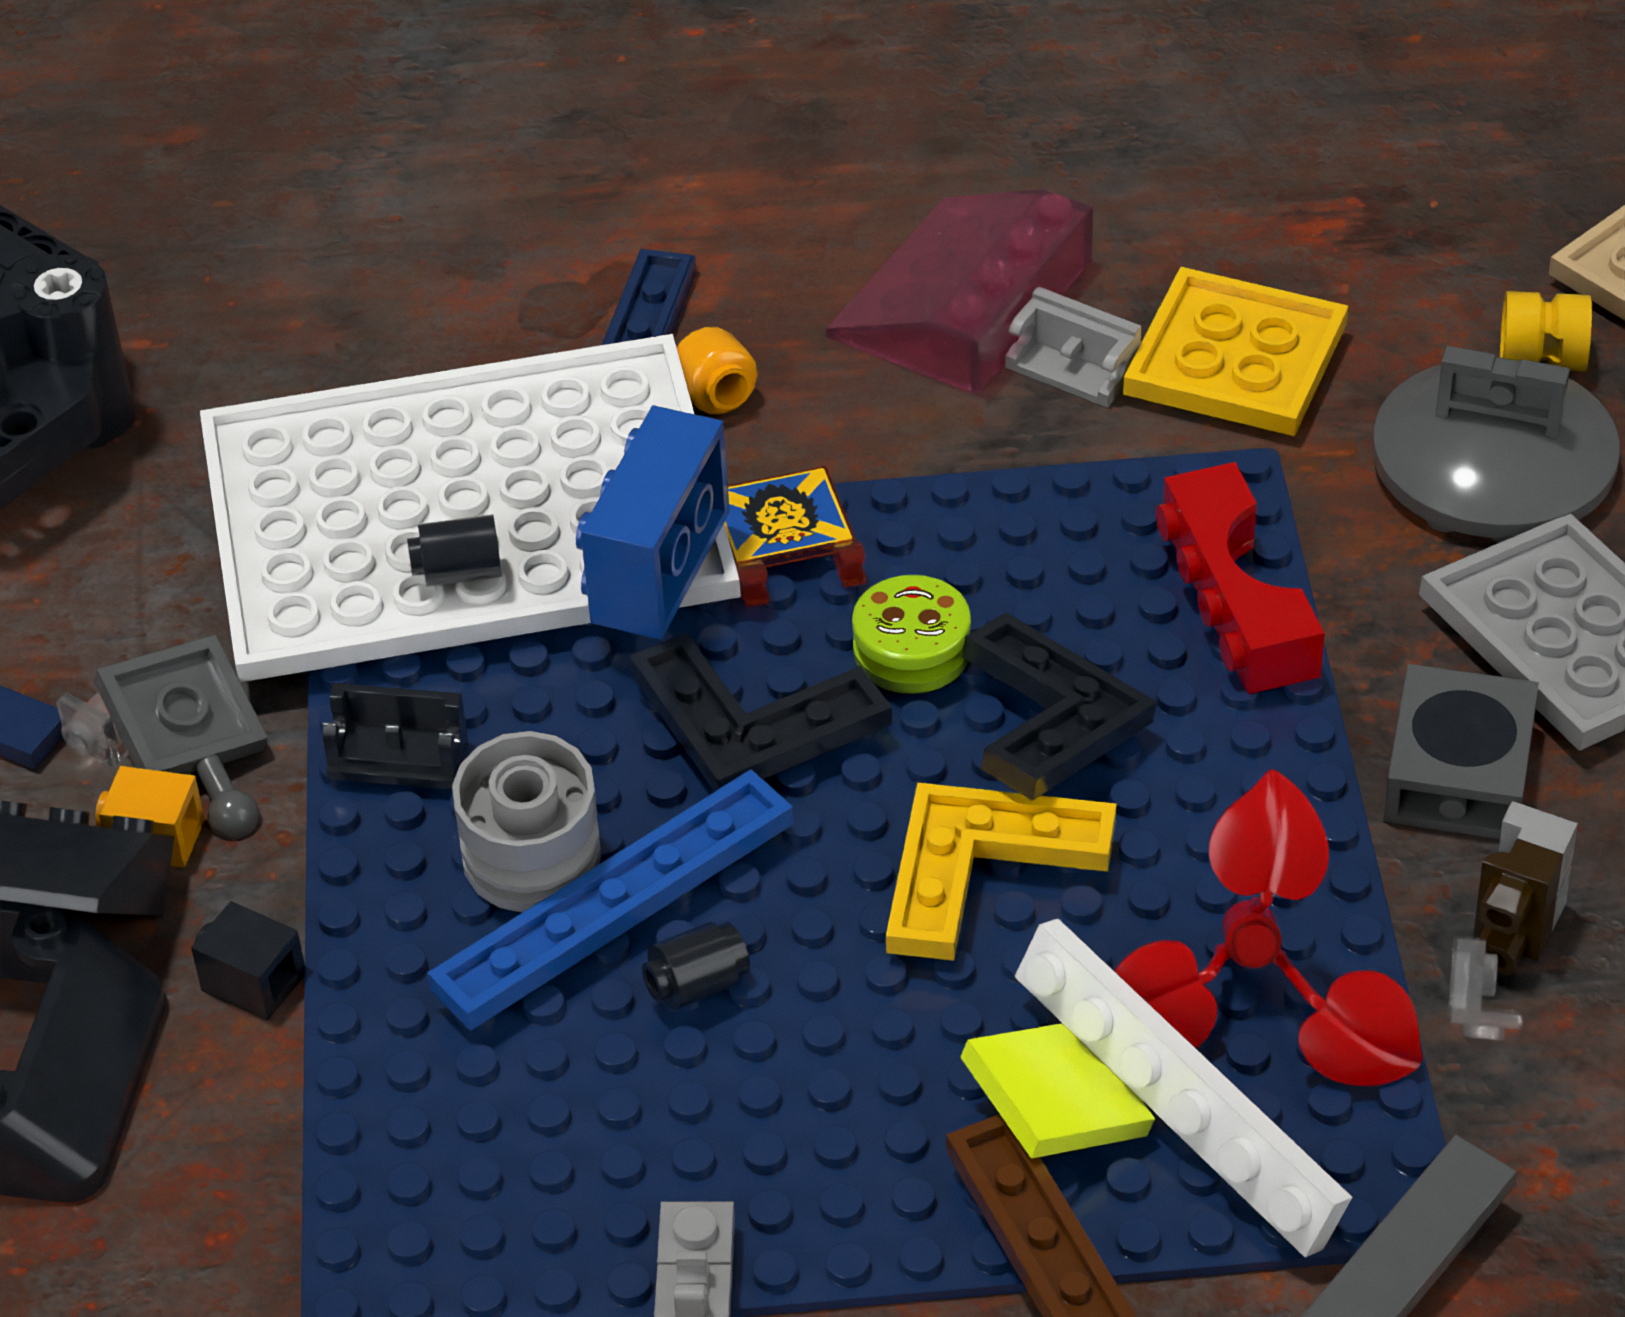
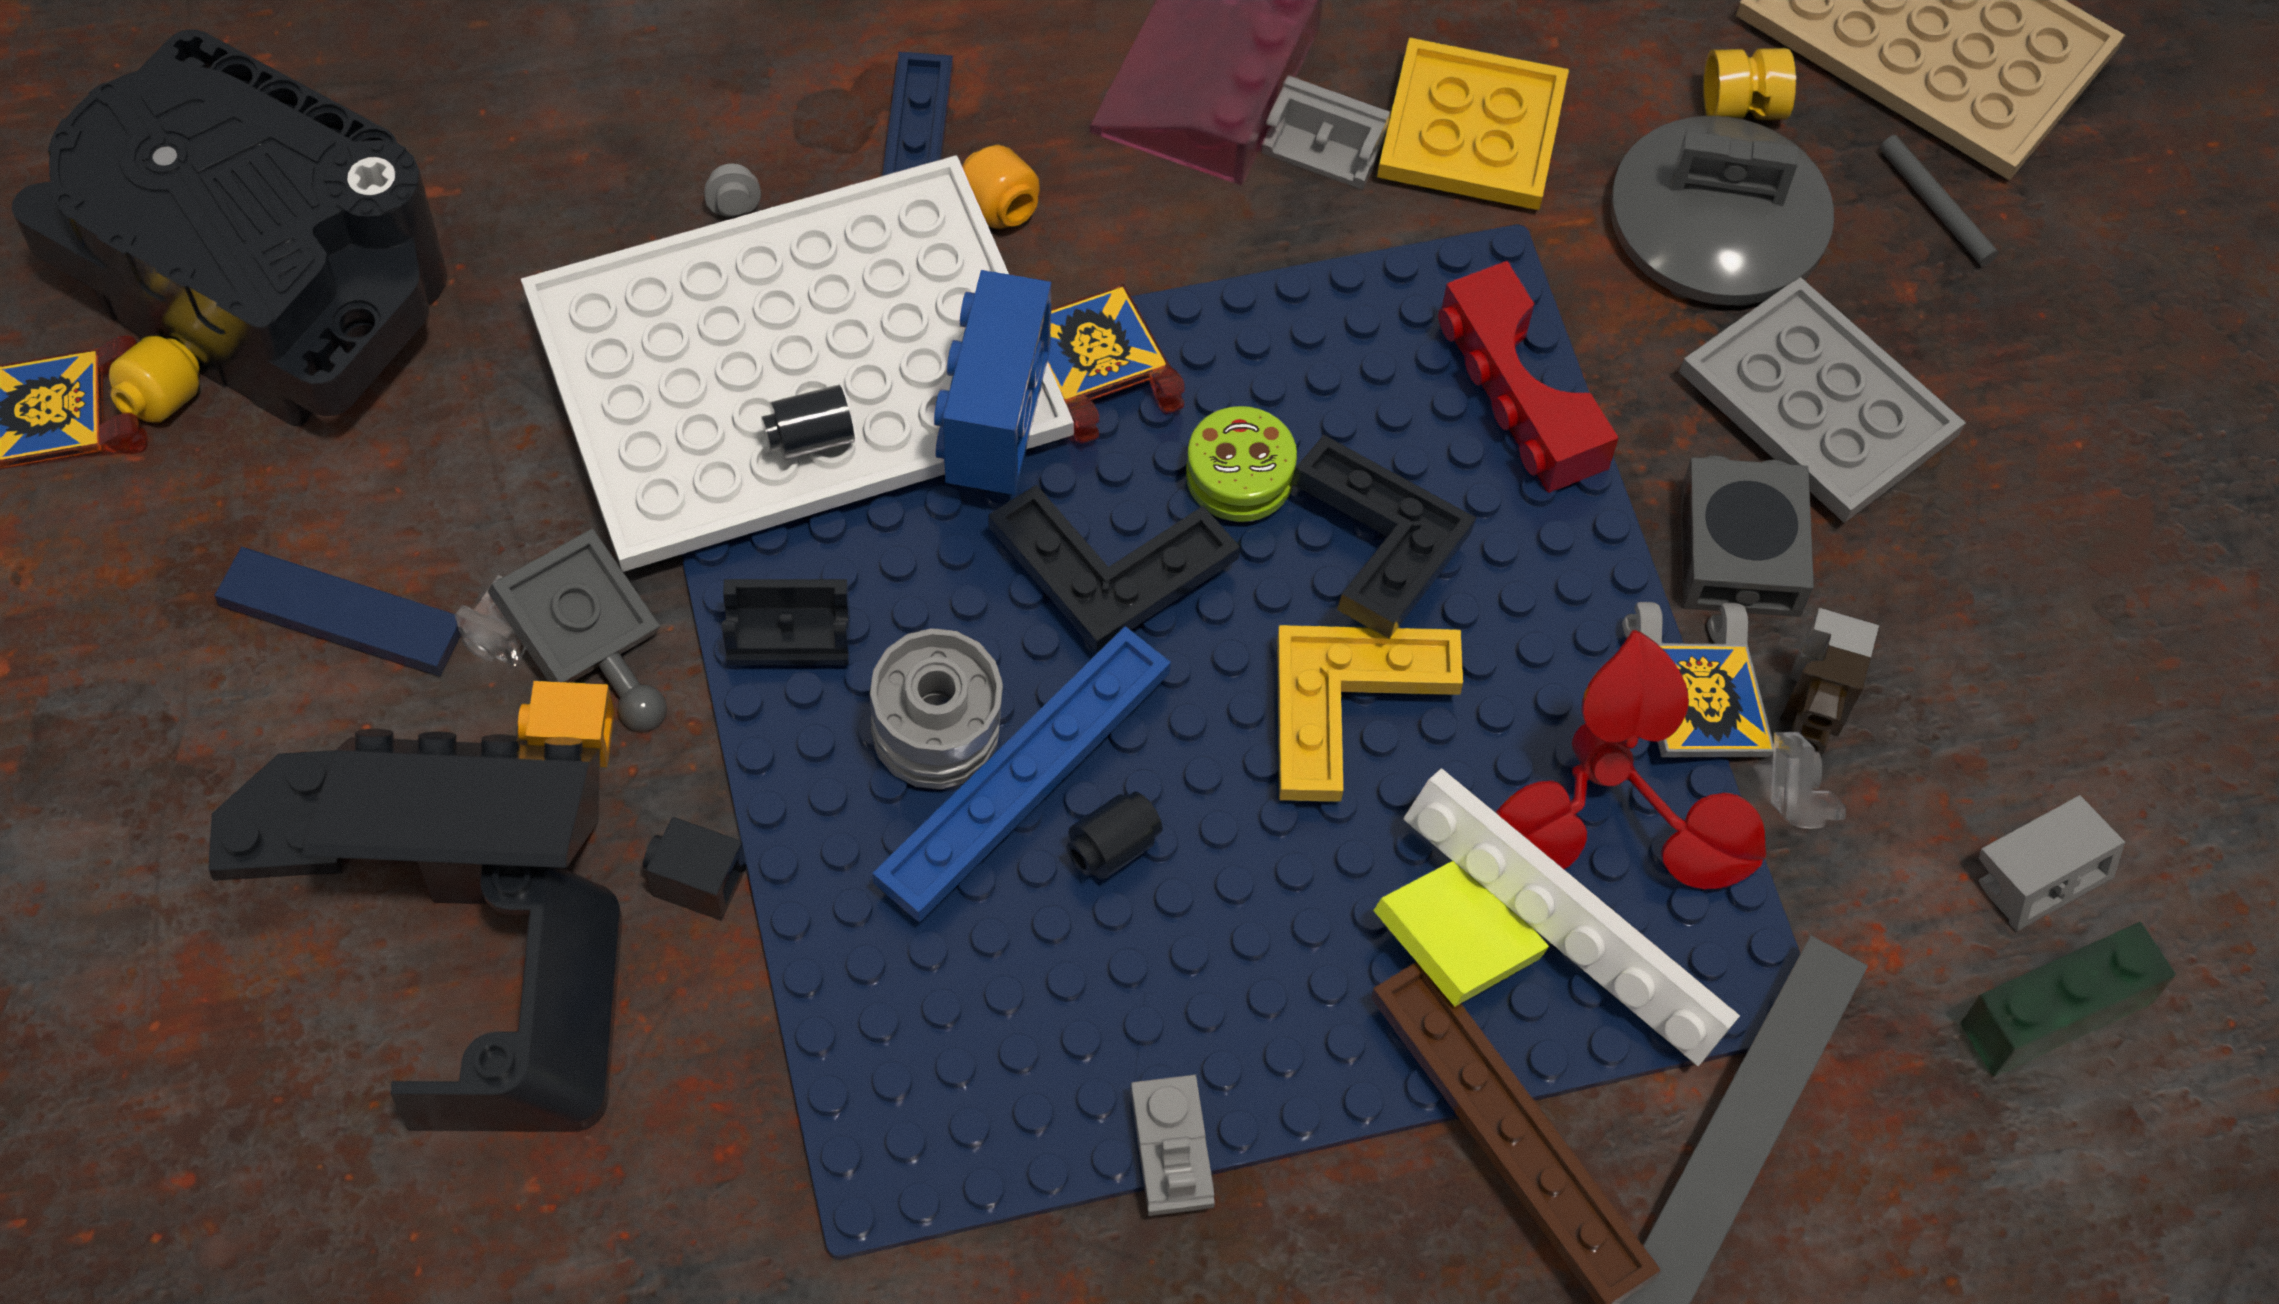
camera: 15 degrees left, 15 degrees up
(437, 352) = (732, 191): none -> light grey plate
(1385, 897) = (1724, 696): none -> flag

